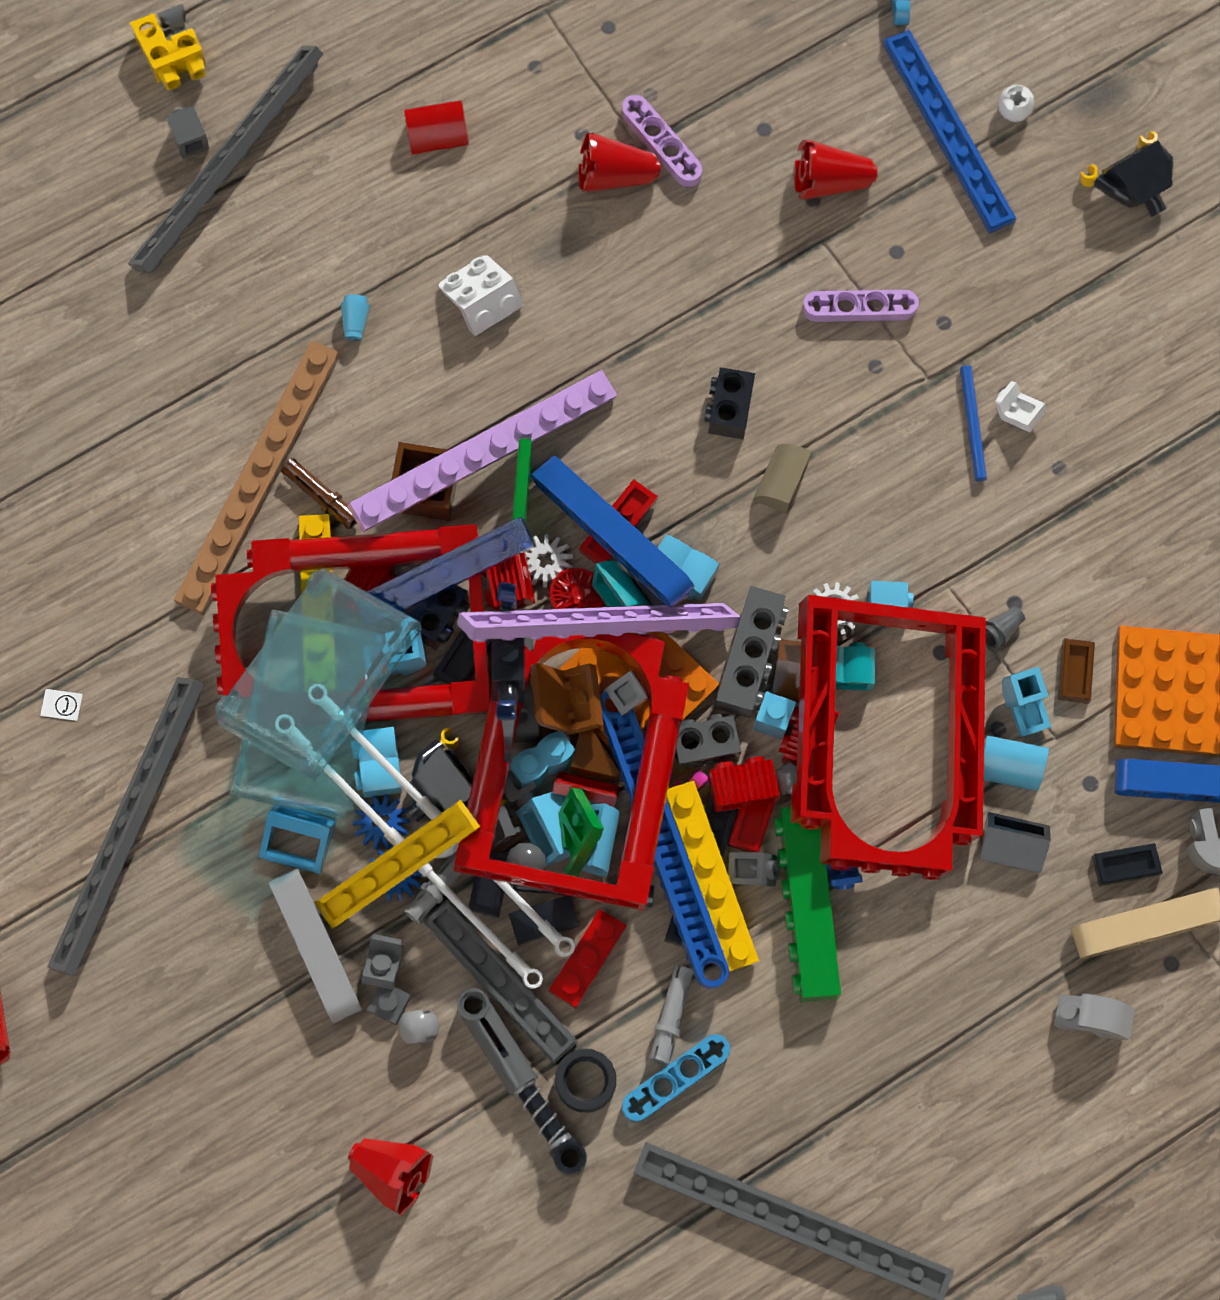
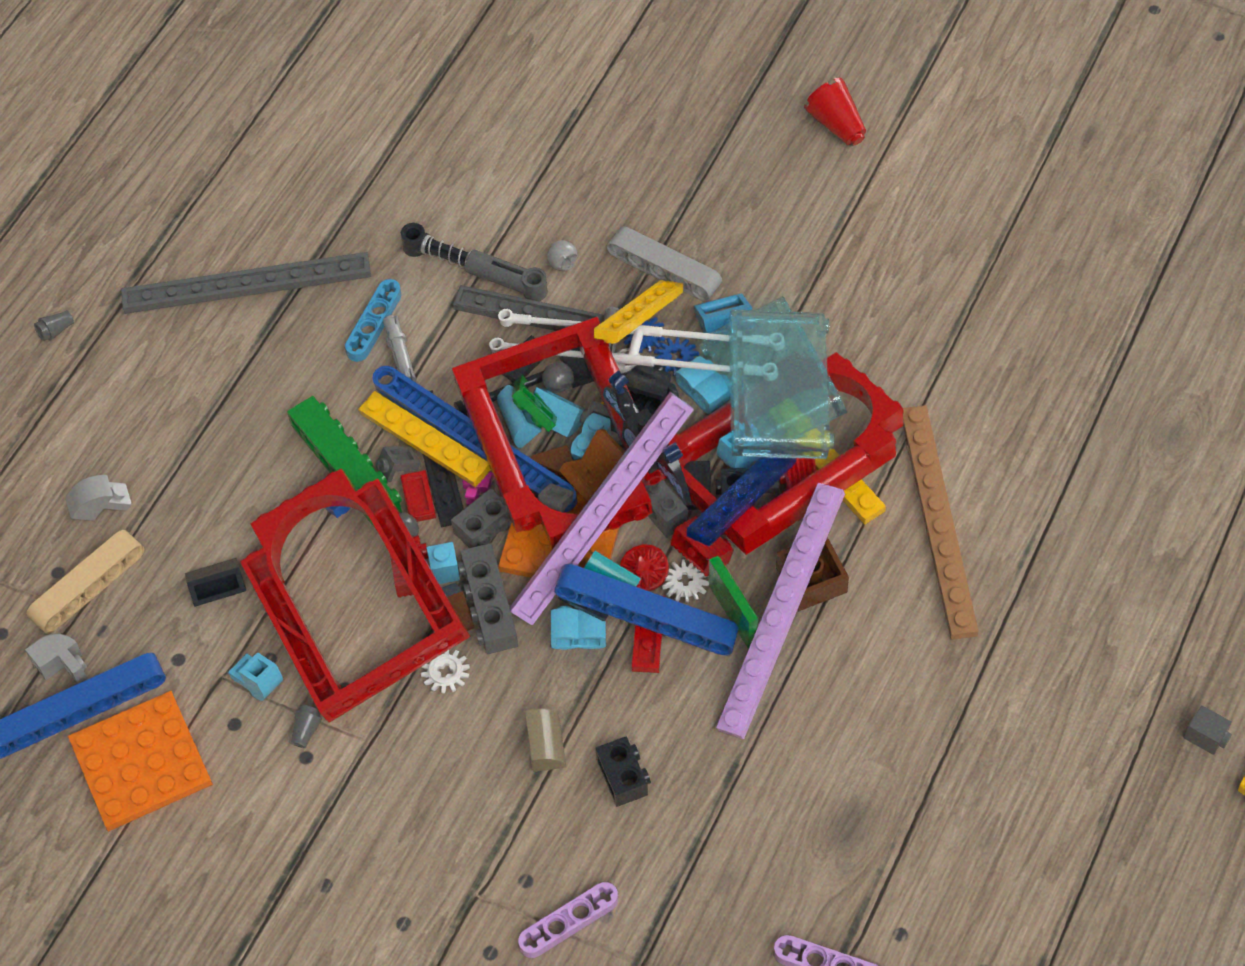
camera: 155 degrees right, 15 degrees down
(61, 704) = (946, 310): white sticker -> none
(125, 826) = (842, 265): dark grey plate -> none
(221, 165) = (1160, 733): dark grey plate -> none
(330, 502) = (870, 527): reddish brown pin -> none
(354, 316) = (962, 669): medium azure cone -> none
(382, 961) = (611, 275): dark grey bracket -> none
(389, 1004) = (592, 262): dark grey plate -> none
(391, 1171) = (524, 172): red cone -> none
(436, 127) = (1020, 857): red brick -> none
(482, 293) = (880, 741): white bracket -> none
(504, 827) = (589, 390): dark grey tile -> none
(567, 1063) = (427, 271): black tyre -> none
(587, 958) = (477, 341): red plate -> none
(595, 790) = (547, 441): red tile -> none
(614, 164) = (848, 906): red cone -> none
(743, 784) = (436, 500): red brick -> none
(855, 667) = (406, 627): teal brick -> none
(890, 593) = (405, 692): medium azure brick -> none
(973, 423) = (417, 877): blue bar -> none
(1014, 763) = (246, 635): medium azure brick -> none
(1019, 408) = (383, 905): white bracket -> none
(1076, 671) = (229, 731): reddish brown tile -> none
(1127, 864) = (122, 616): black tile -> none

